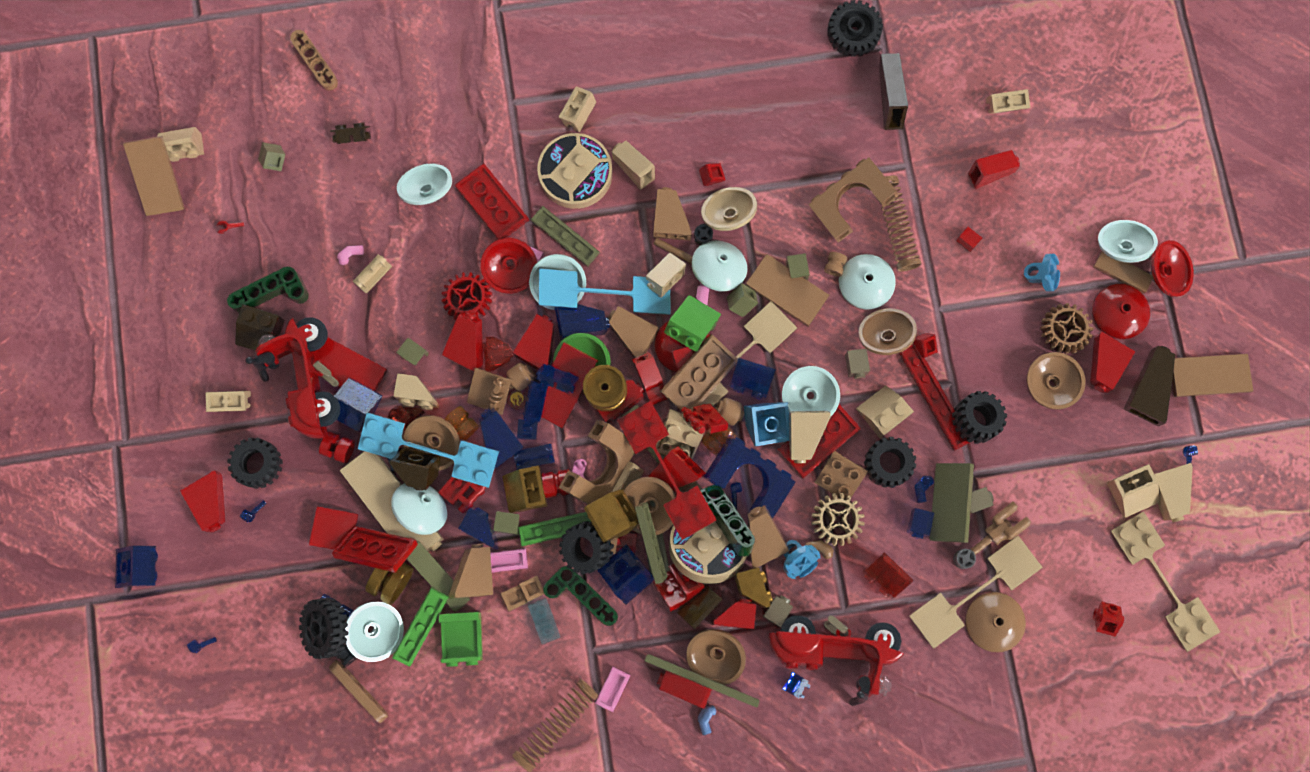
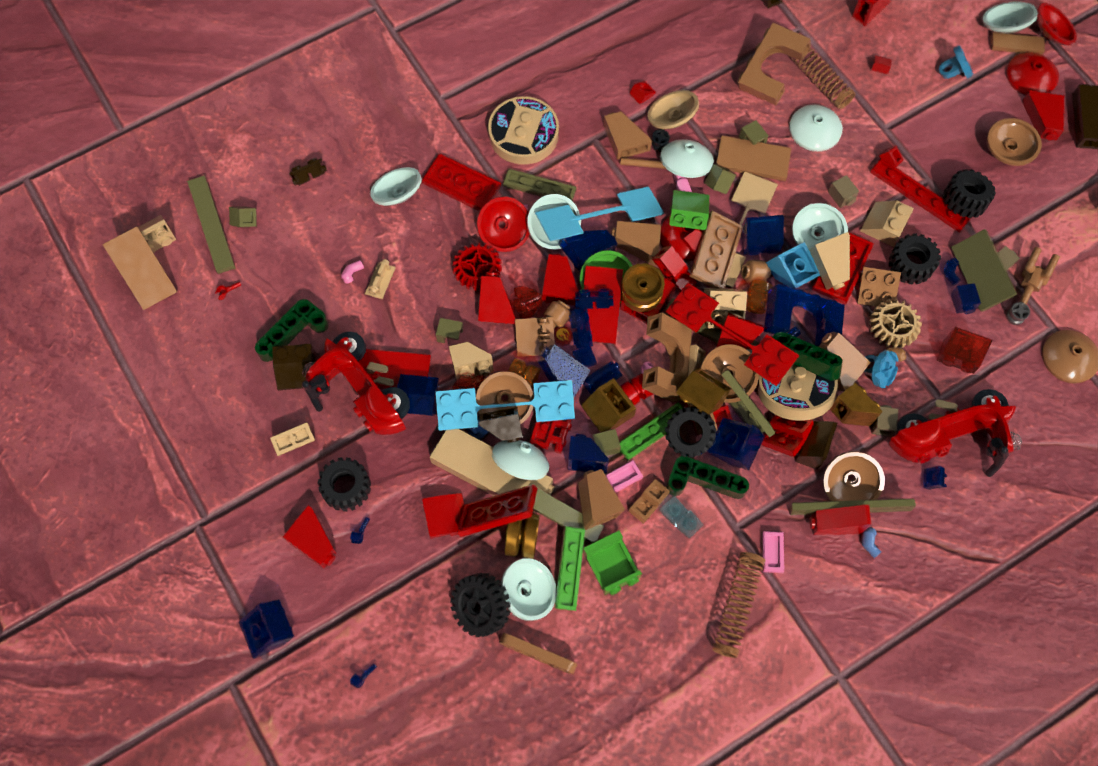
camera: 25 degrees left, 10 degrees down
(240, 152) = (211, 225): none -> olive tile
(313, 60) = (246, 125): medium nougat beam -> none
(339, 448) = (423, 443): red wheel -> none
(346, 657) = (512, 625): black wheel -> none
(577, 108) = (502, 79): tan hinge -> none
(634, 164) = (574, 105): tan slope -> none
(666, 275) = (645, 181): tan hinge -> none
(705, 418) = (741, 281): red plate -> none
(738, 615) = (856, 436): red slope -> none
(835, 264) = (783, 120): medium nougat wheel -> none
(887, 331) = (856, 155): medium nougat dish -> none
(939, 619) = (1022, 371): tan hinge -> none
(1073, 315) = (1001, 96): medium nougat gear -> none

